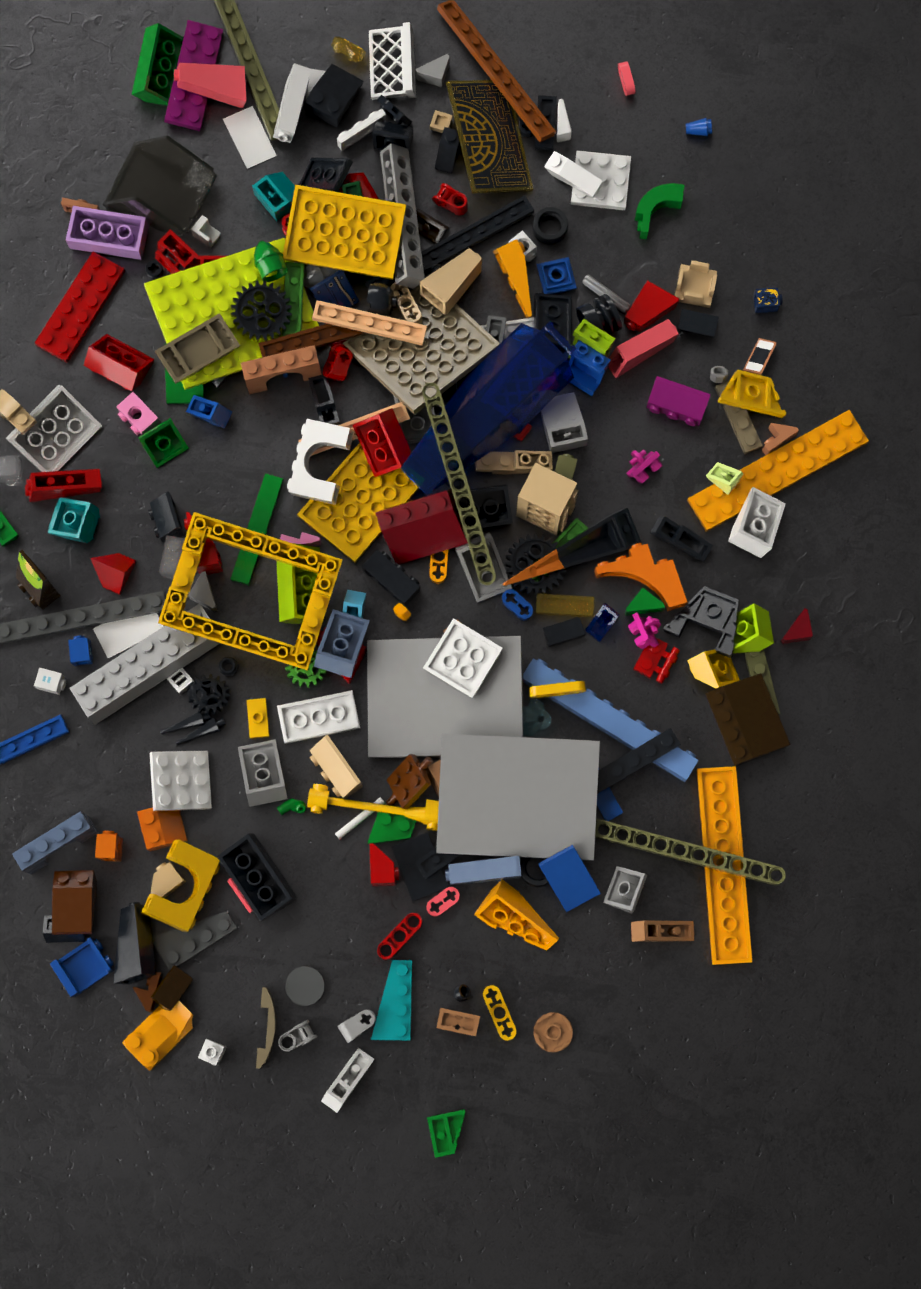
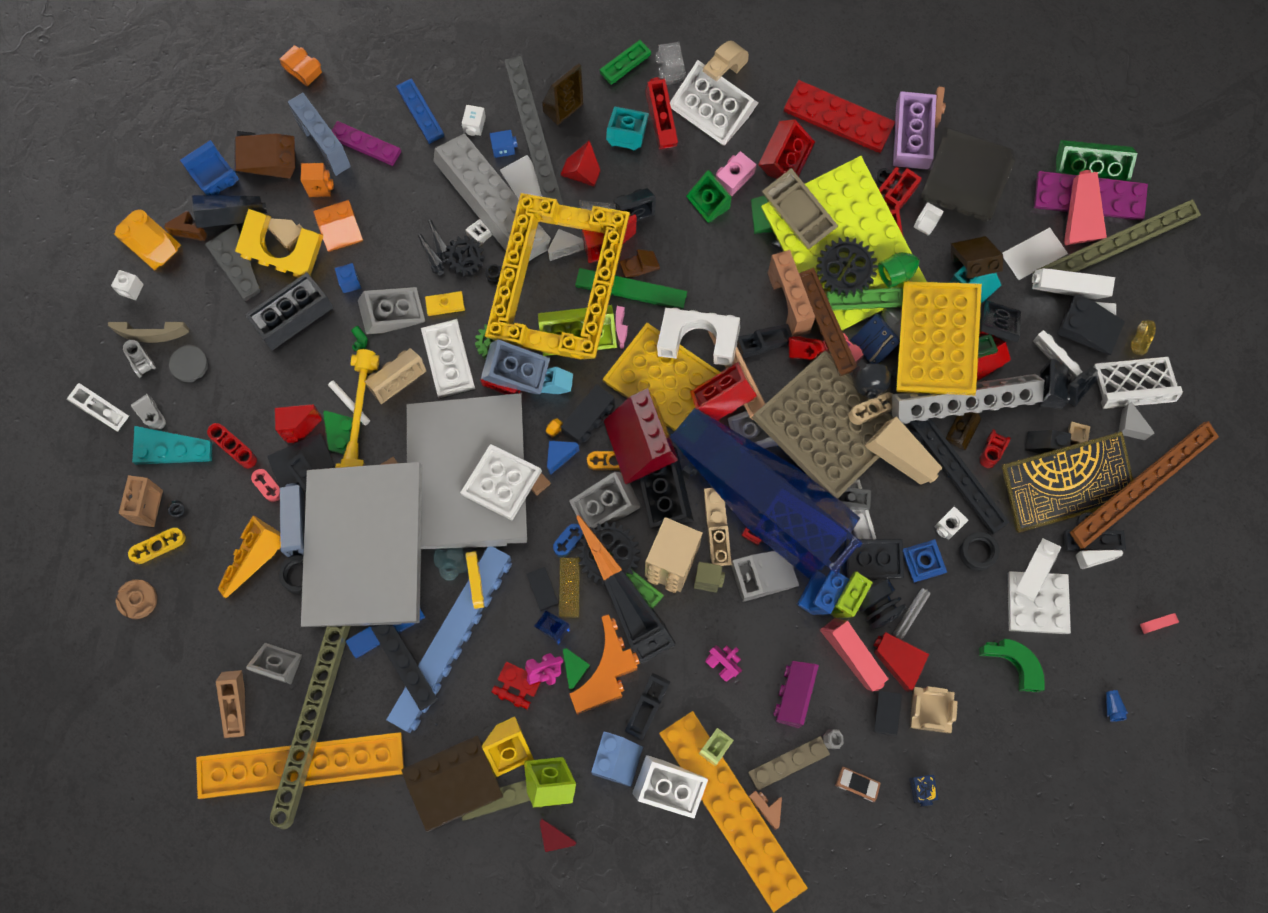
camera: 85 degrees right, 5 degrees down
(64, 797) = (366, 143): none -> magenta plate
(171, 988) = (186, 245): dark brown slope -> none
(180, 780) = (380, 236): white plate -> none
(209, 411) = (743, 235): blue slope -> none
(223, 816) = (348, 278): none -> blue brick
(229, 513) = (640, 264): none -> reddish brown slope
(255, 188) = (978, 256): none -> dark brown panel
(369, 322) = (845, 370): light nougat plate -> none
(409, 781) = (380, 442): reddish brown plate -> none
(430, 609) = (559, 453): none -> blue slope
(445, 1132) = (43, 500): green wing -> none
(459, 474) = (686, 455): olive beam -> none
(513, 262) = (926, 512): light orange wedge -> none
(569, 878) = (284, 603): blue tile -> none
(711, 611) = (568, 743): black wing -> none
(730, 570) = (617, 759): none -> medium blue slope
(752, 393) = (814, 775): yellow wing -> none

